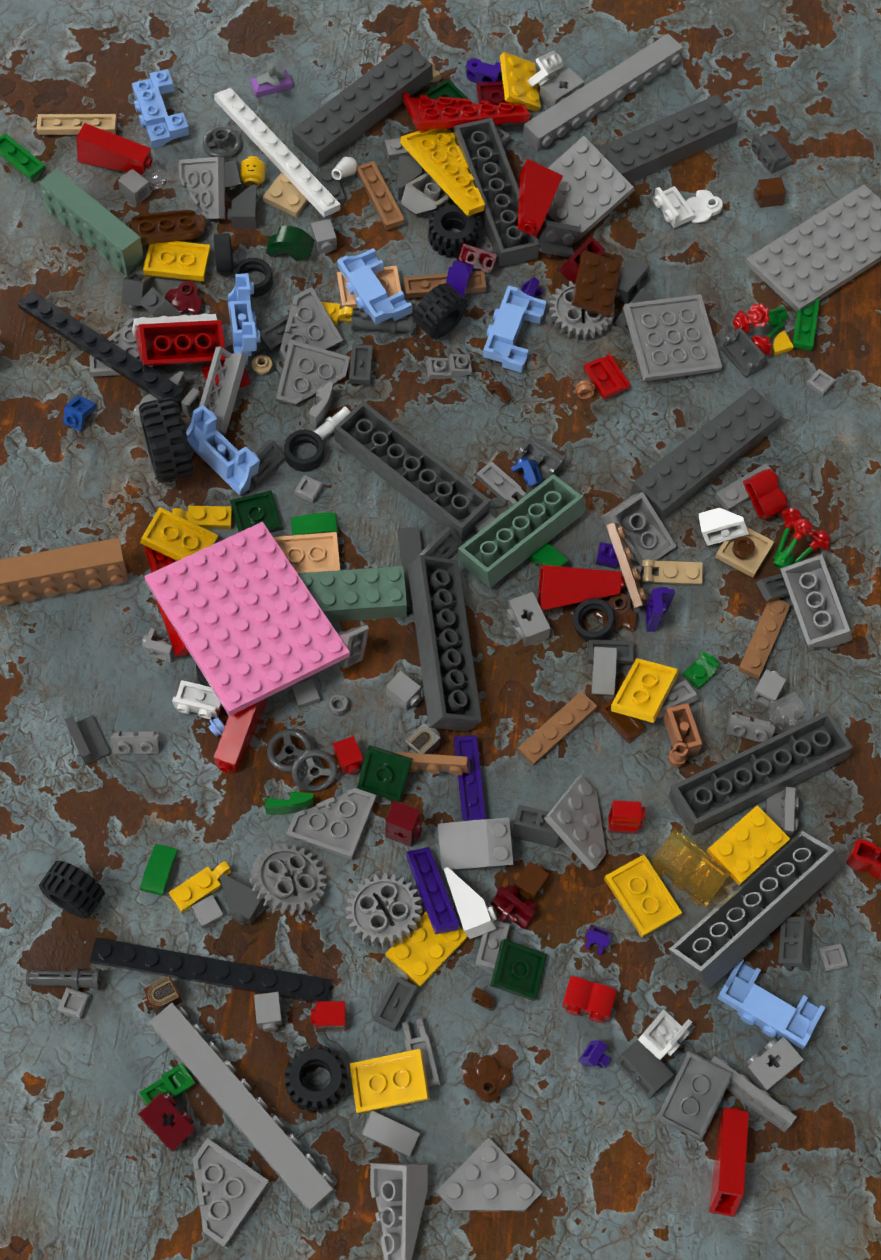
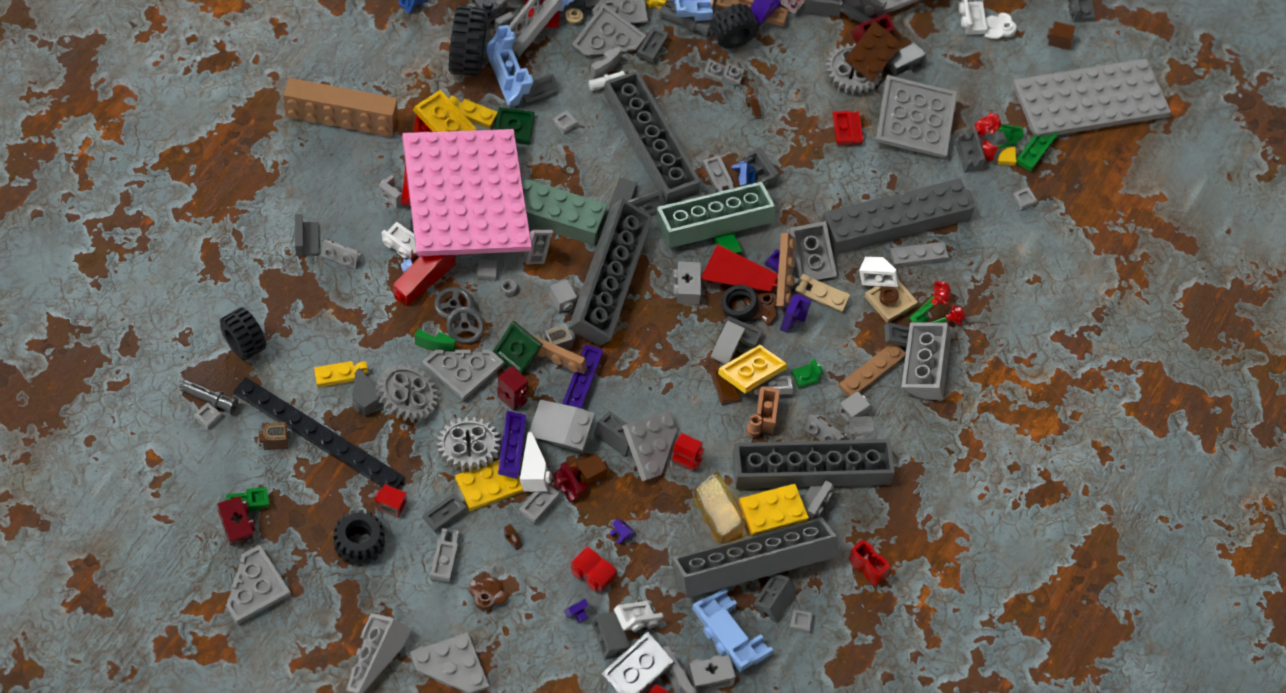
camera: 20 degrees right, 5 degrees down
(158, 869) = (314, 348): green slope -> none
(207, 911) = (336, 393): light grey tile -> none
(242, 1108) = (295, 536): light grey brick -> none
(268, 1011) = (347, 478): light grey brick -> none
(299, 437) = (575, 103): black tyre -> none
(311, 551) = (542, 167): light nougat plate -> none
(314, 523) = (559, 151): green slope -> none
(348, 756) = (496, 325): red brick -> none
(389, 1081) = (412, 562): yellow plate -> none
(390, 1133) = (395, 598): light grey slope -> none
(508, 322) = (785, 59): light blue bracket -> none
(518, 970) = (549, 527): dark green tile -> none
(531, 287) = (817, 39): dark purple tile -> none
(557, 728) = (670, 371): medium nougat plate -> none
(585, 389) = (824, 130): nougat plate -> none
(643, 896) = (673, 516): yellow plate -> none
(765, 493) = (929, 263): red brick -> none

